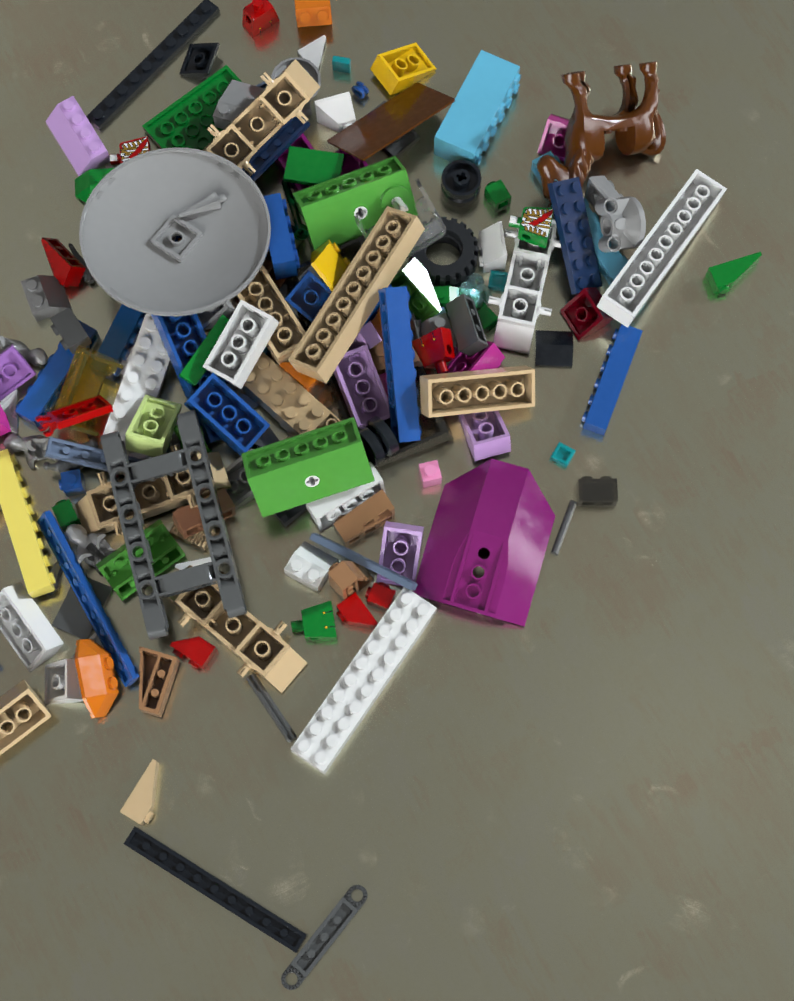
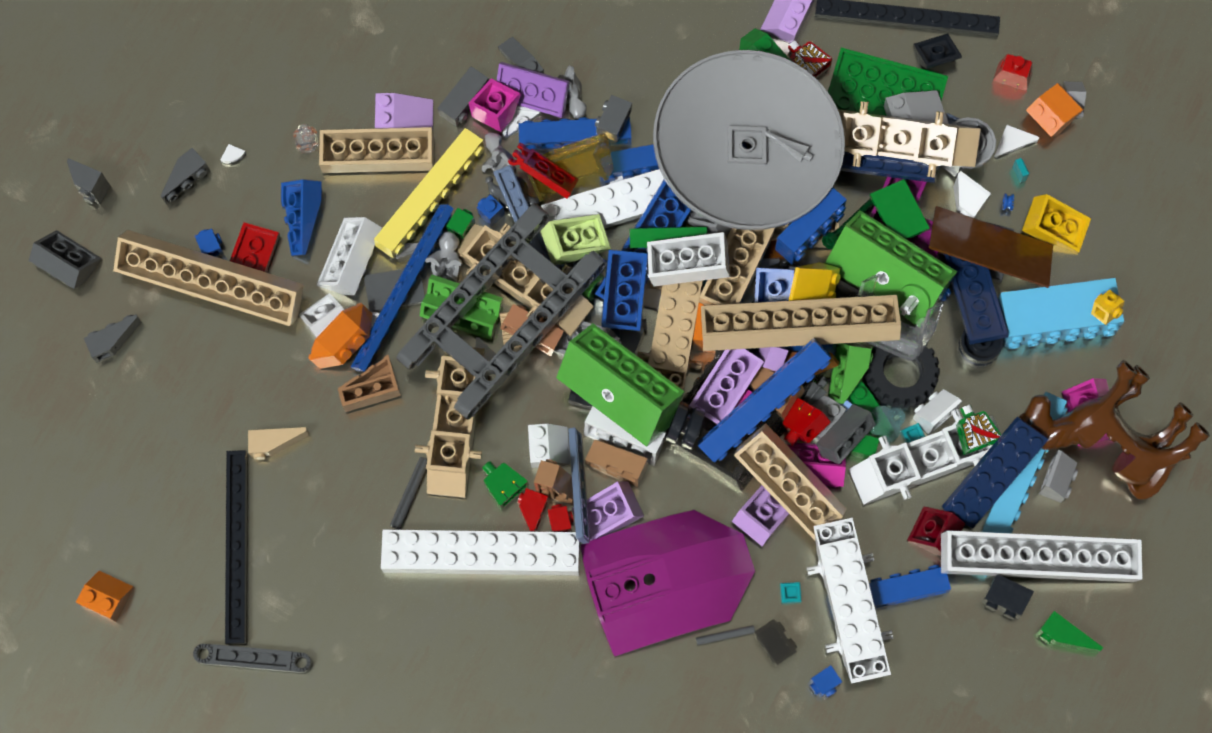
camera: 60 degrees right, 0 degrees up
(45, 296) = (634, 78): light grey slope -> none
(63, 263) = (672, 67): red slope -> none
(196, 650) = (416, 401): red slope -> none
(427, 159) = (977, 301): none -> dark blue plate
(430, 474) = (694, 491): bright pink brick -> none
(497, 195) = (992, 383): green brick -> none
(503, 67) = (1107, 307): none -> yellow brick
(553, 348) = (883, 523): black slope -> none
(606, 409) = (850, 601): none -> white piece
(621, 223) = (1033, 504): light grey piece -> none
(654, 473) = (825, 682): none -> blue brick
(675, 294) = (1007, 597): none -> black slope

